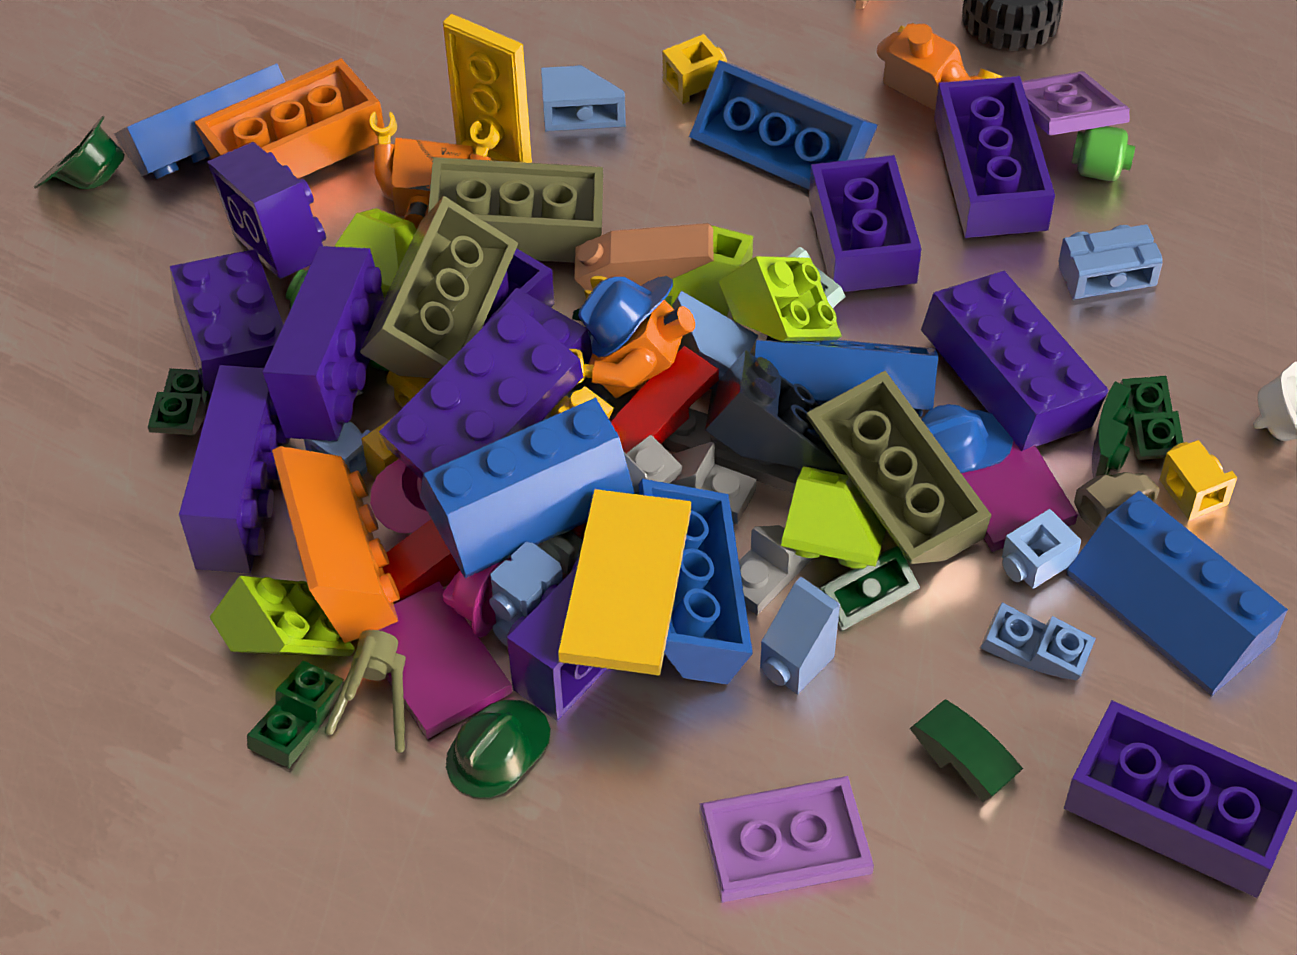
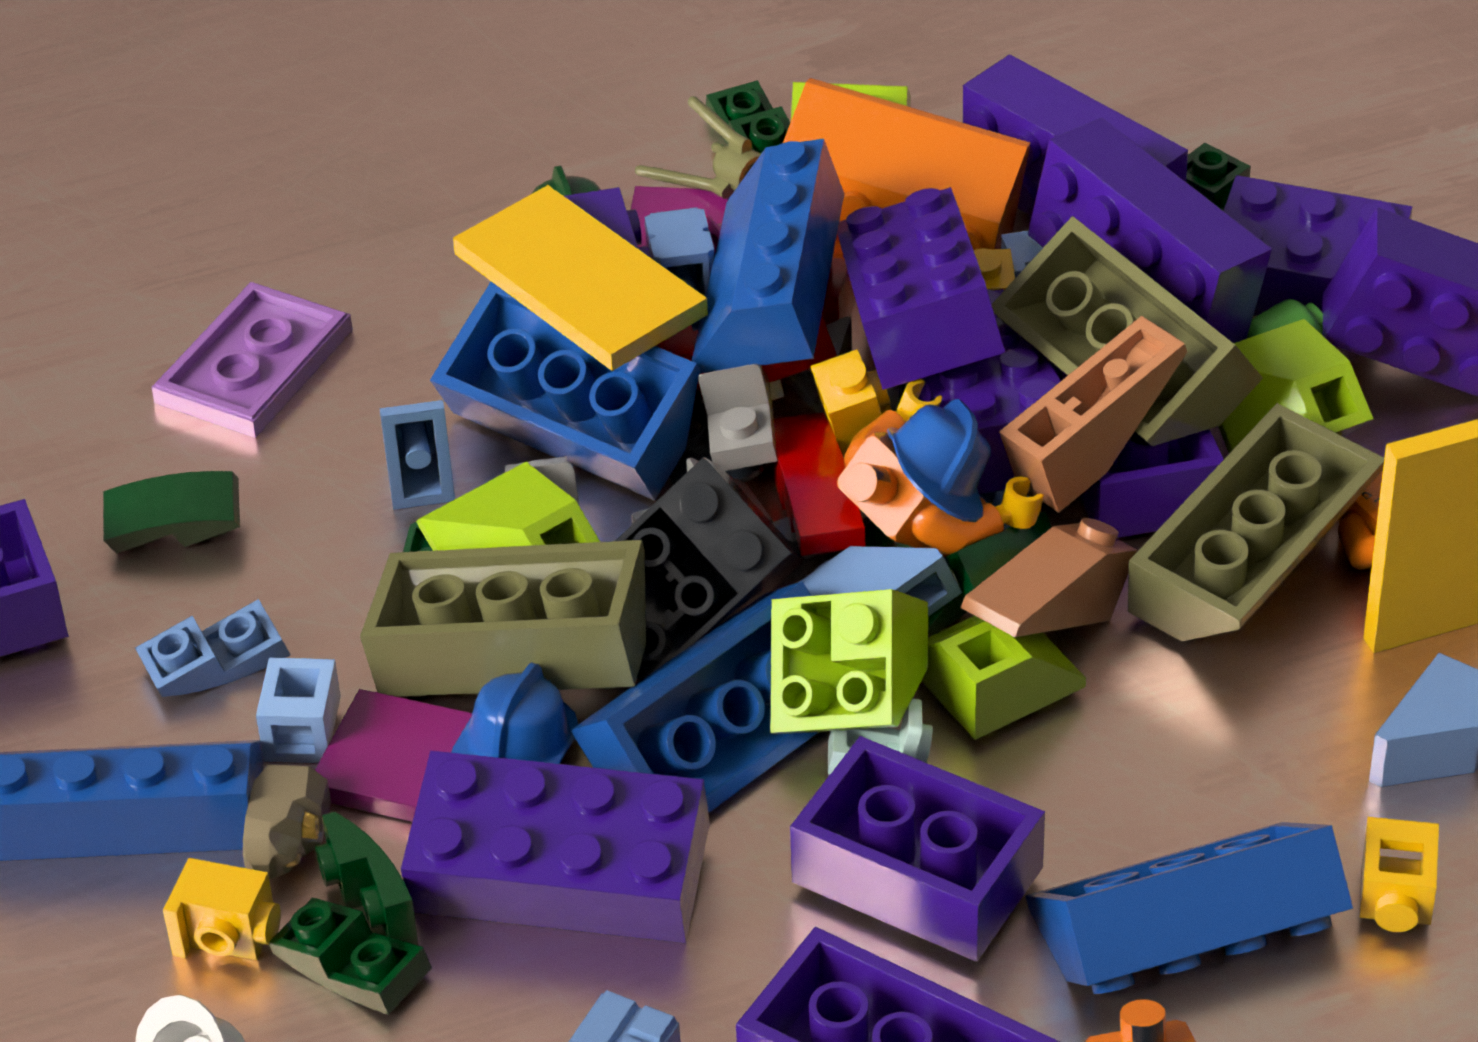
camera: 130 degrees right, 10 degrees down
(527, 260) = (1090, 415): none -> nougat slope

